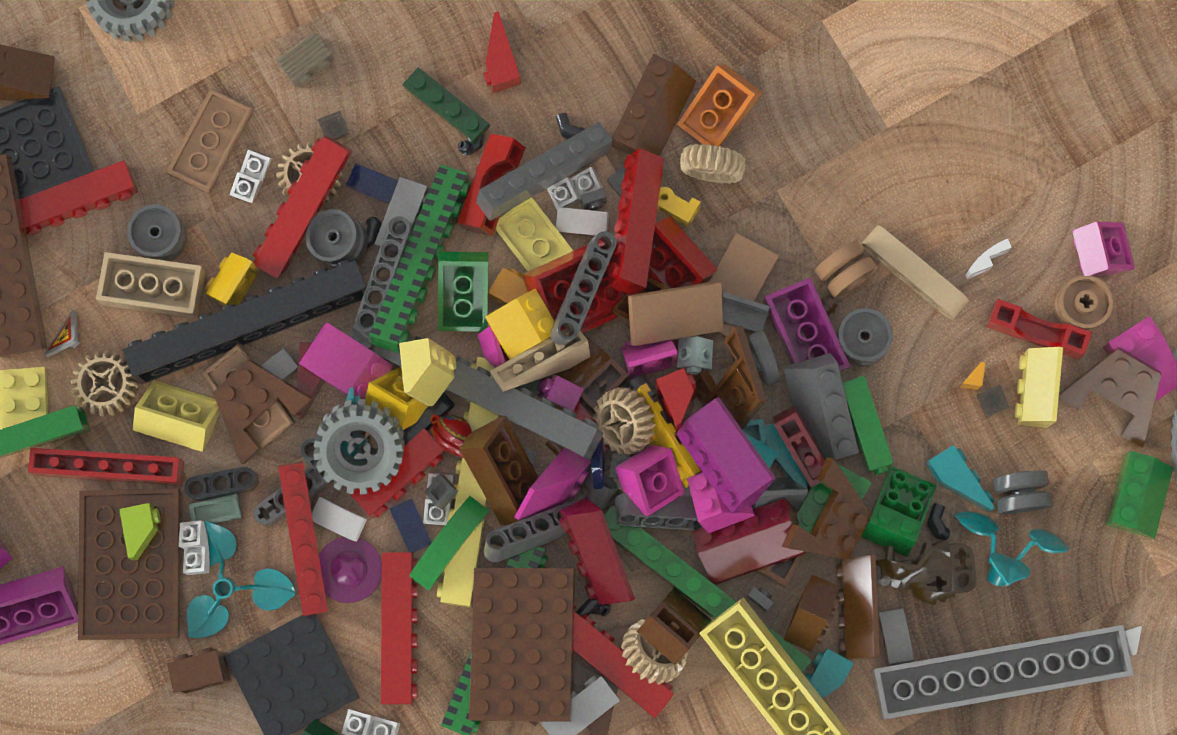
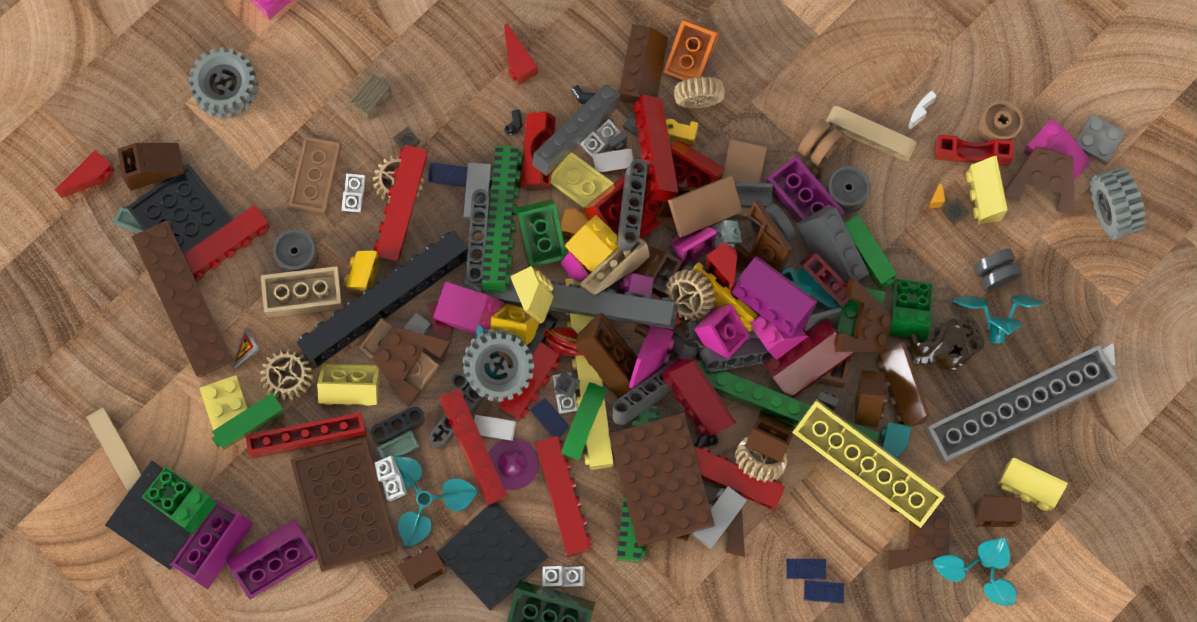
camera: 20 degrees left, 5 degrees down
(139, 527) = (345, 472): lime slope -> none
(336, 237) = (432, 219): dark grey wheel -> none
(373, 229) = (458, 208): black arm -> none
(446, 105) = (487, 102): dark green plate -> none
(598, 467) = (680, 332): clear blue tile -> none
(896, 637) = (936, 401): light grey slope -> none
(936, 524) = (939, 310): black arm -> none
(953, 474) = (946, 273): teal slope -> none
(1103, 249) = (1003, 80): dark pink slope -> none
(1139, 494) = (1082, 250): green slope -> none

